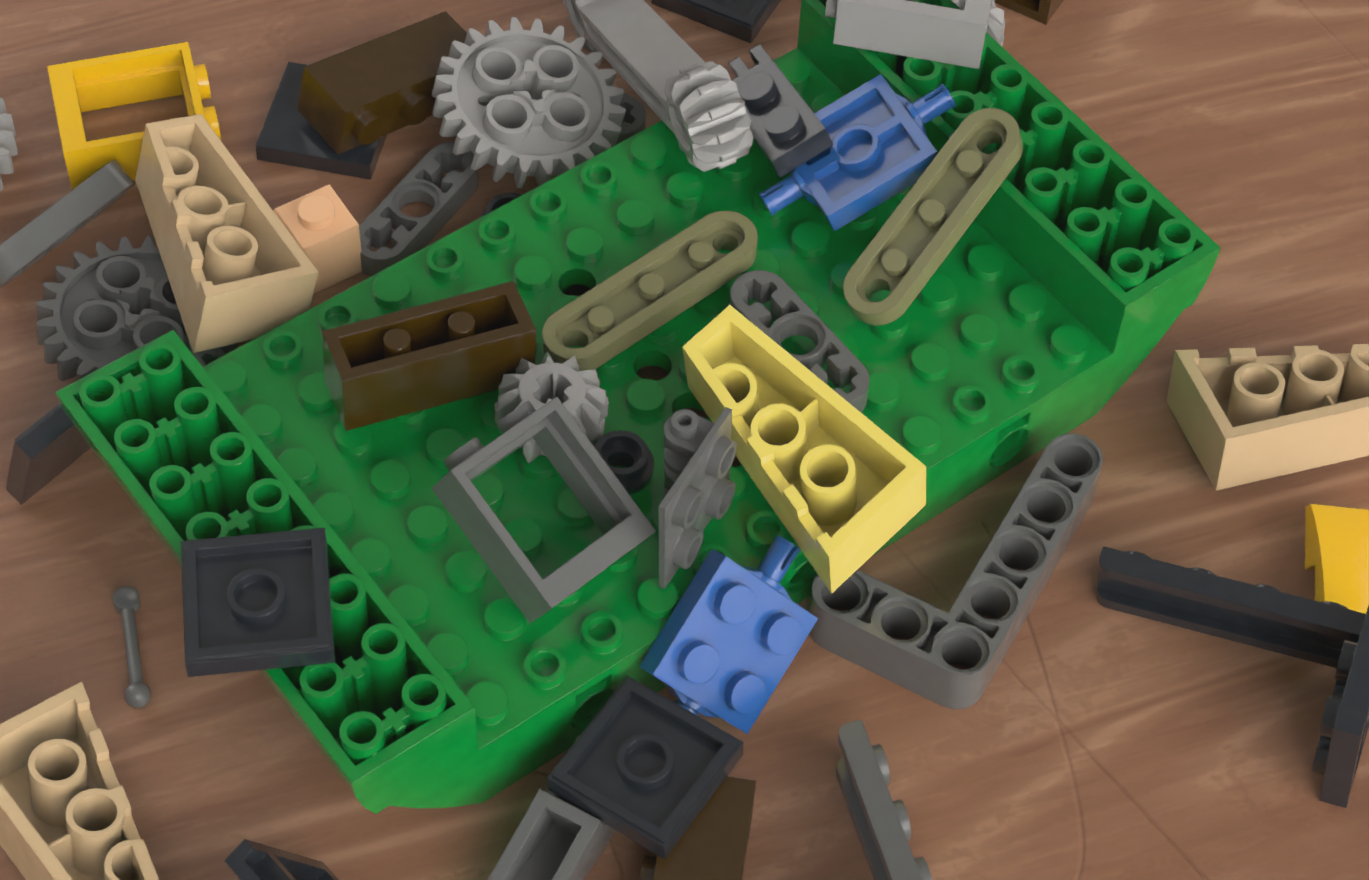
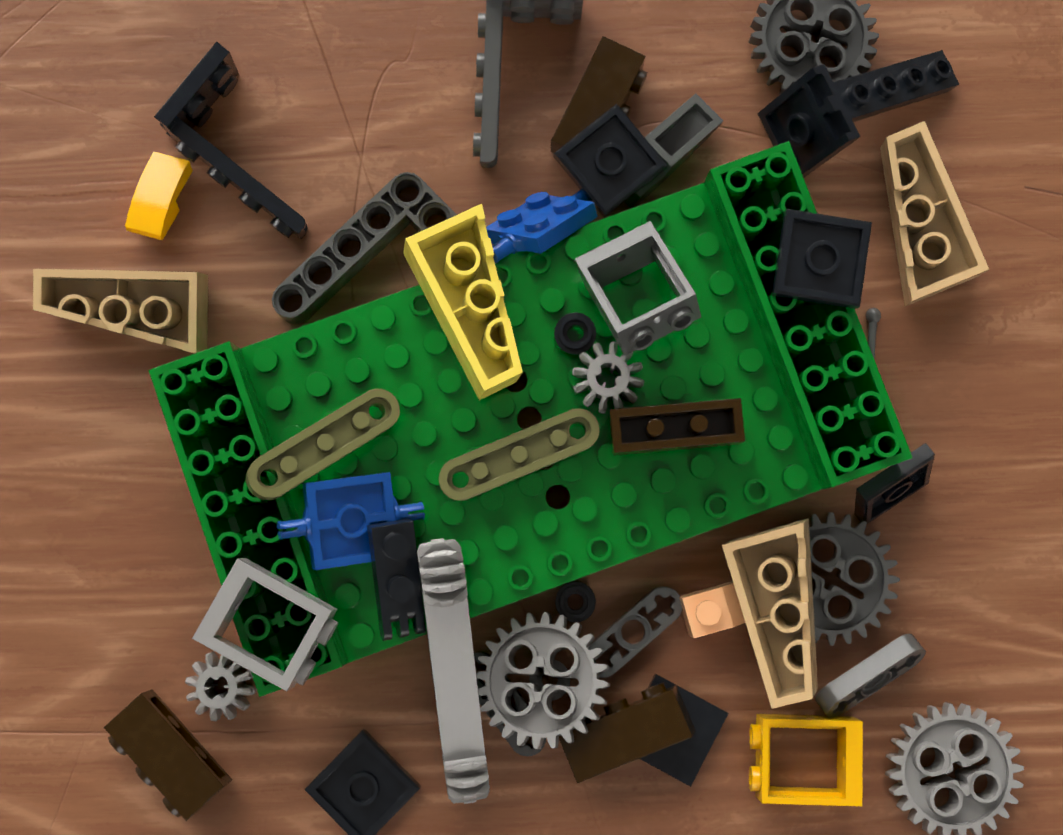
camera: 160 degrees left, 30 degrees up
(695, 485) = (535, 288): dark grey hinge -> none
(796, 318) = (418, 365): dark grey beam -> none

